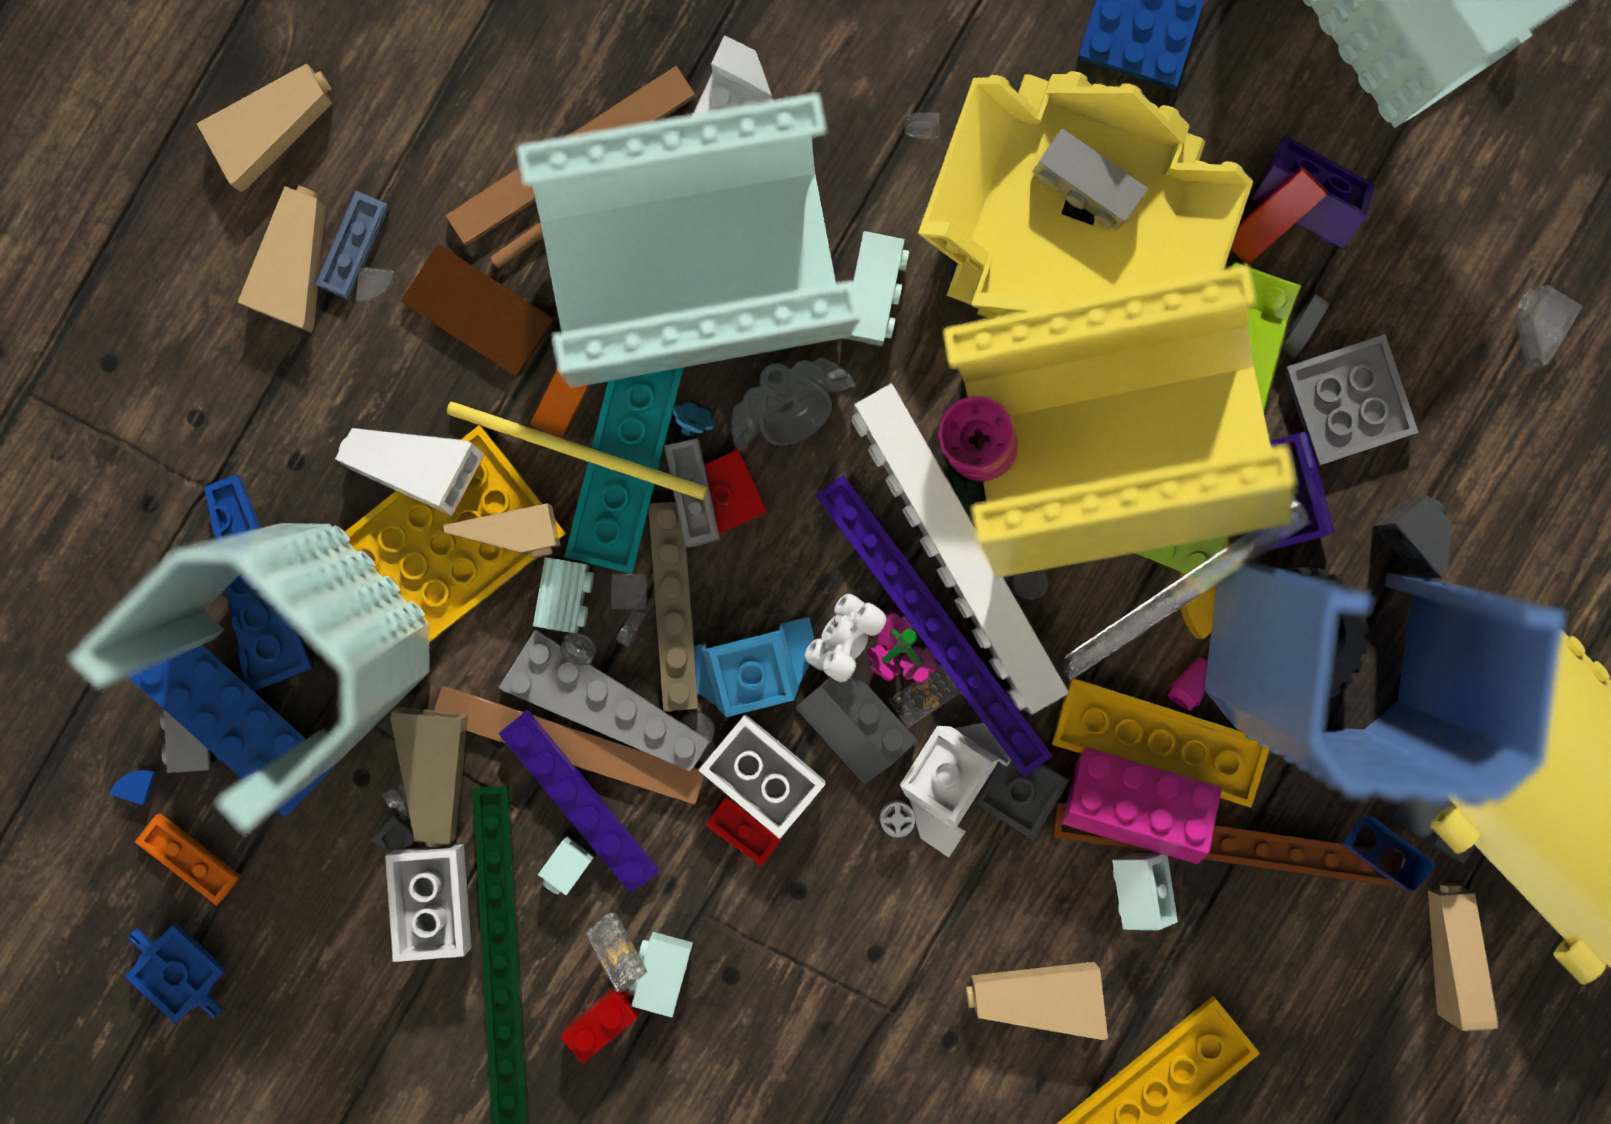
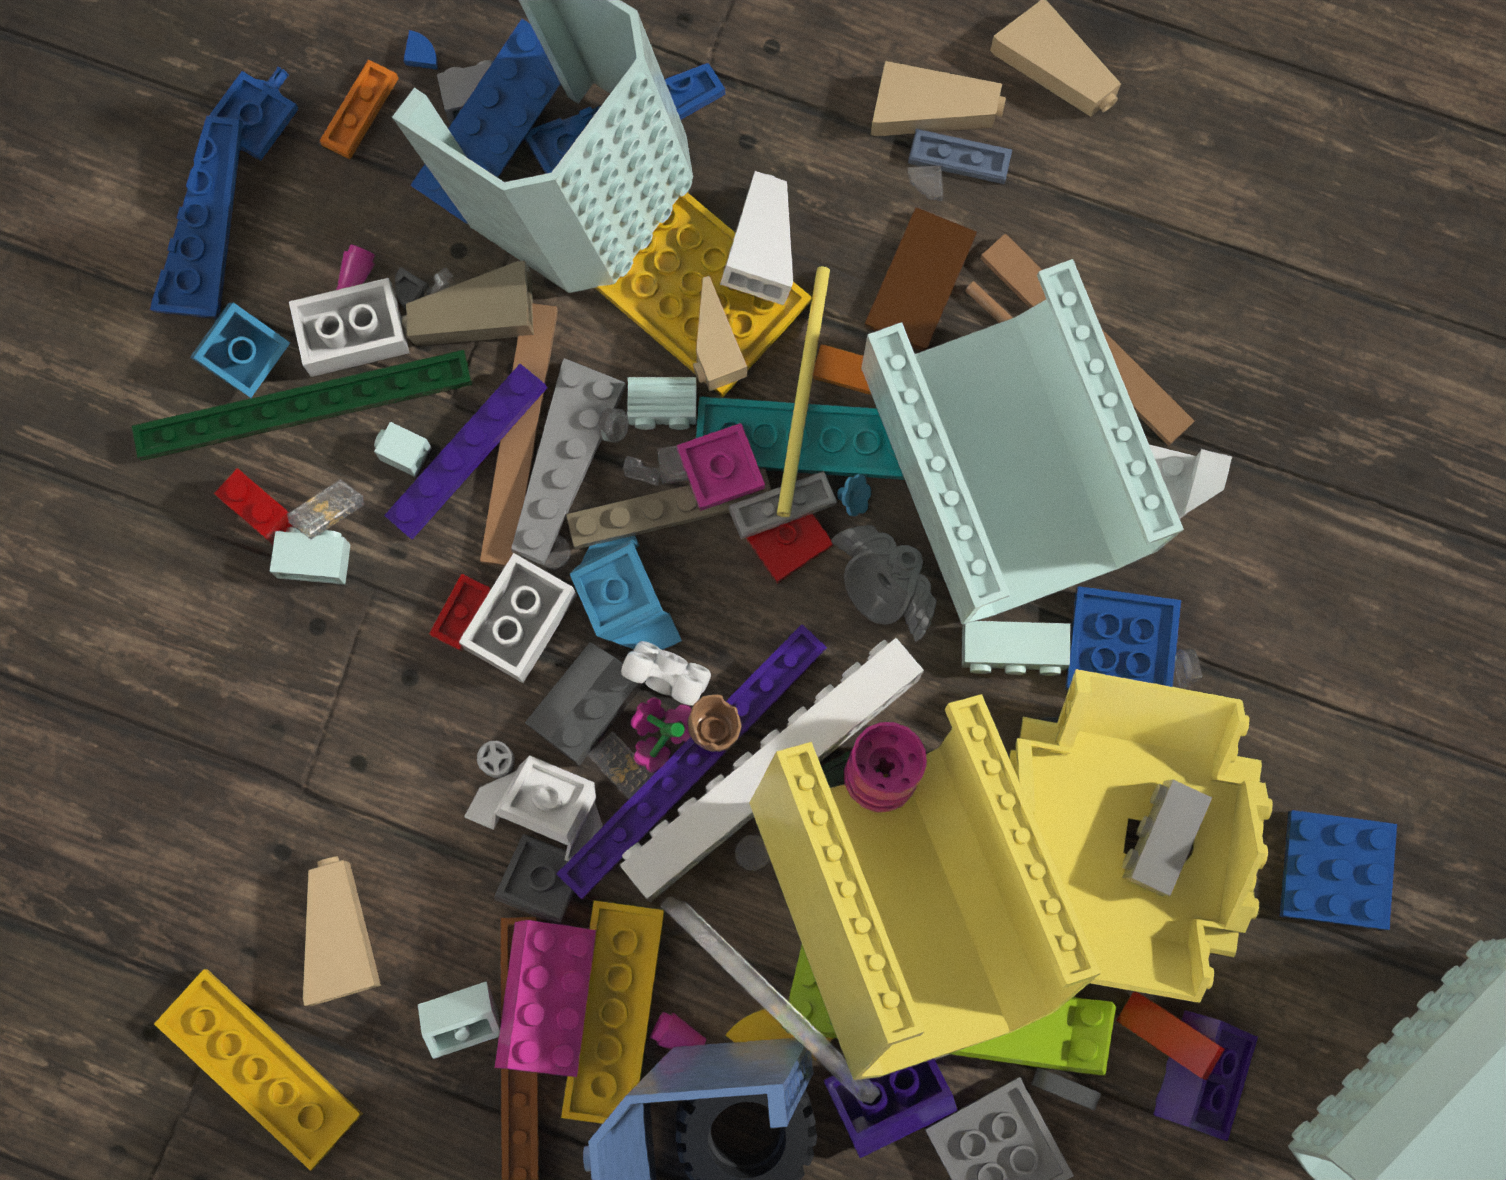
camera: 80 degrees right, 10 degrees down
(315, 1046) = (199, 248): none -> blue wing
(364, 888) = (355, 267): none -> dark pink cone
(432, 1018) = (240, 349): none -> dark azure slope
(644, 548) = (720, 467): none -> dark pink plate
(886, 182) = (1124, 635): none -> blue plate
(905, 598) = (714, 723): none -> medium nougat hair

